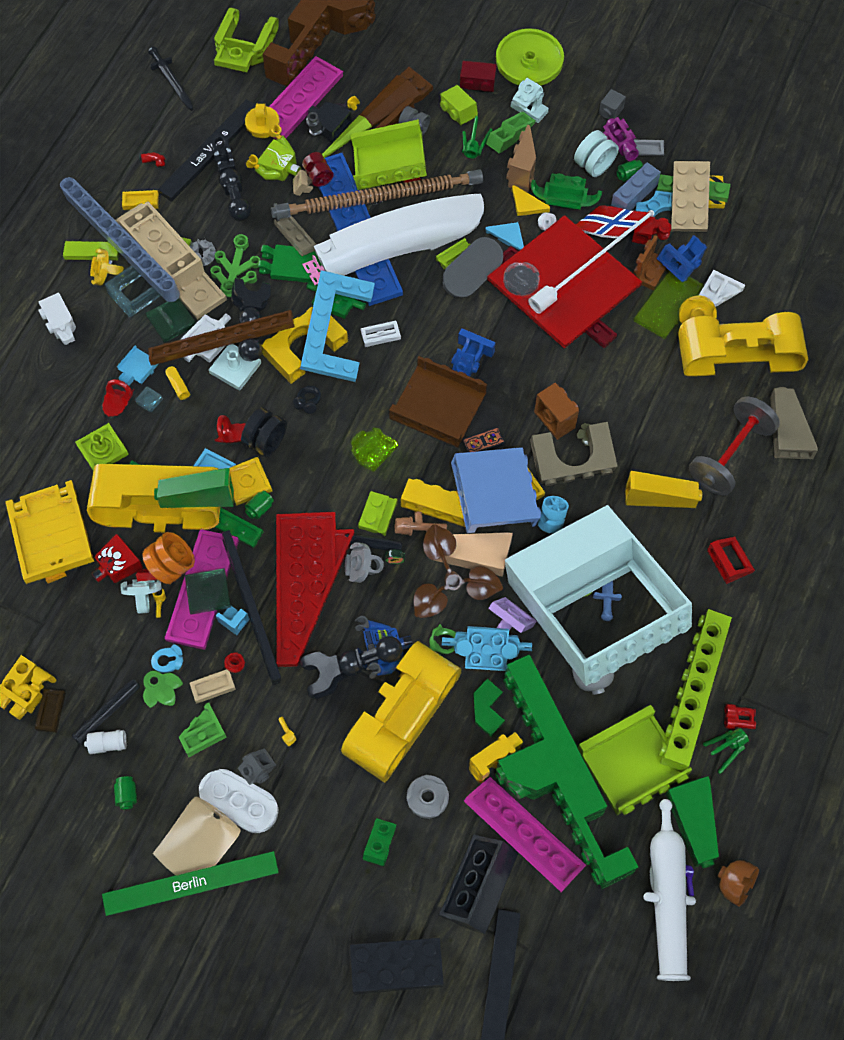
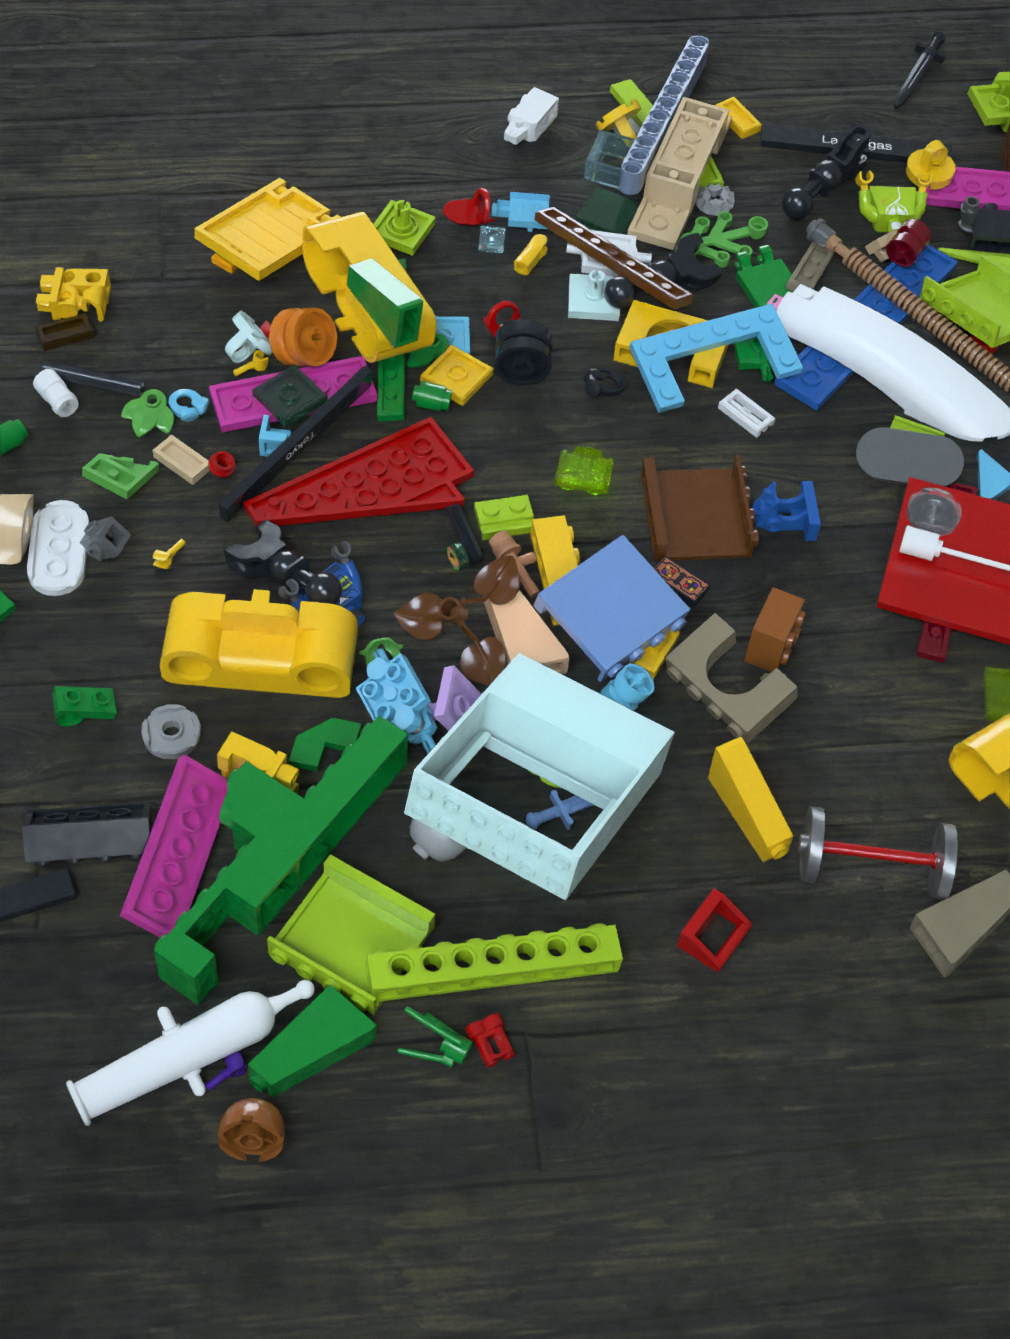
camera: 55 degrees right, 10 degrees down
(115, 561) = (272, 297): red torso -> none
(151, 157) = (801, 102): red arm -> none
(359, 562) = (424, 523): light grey tile -> none

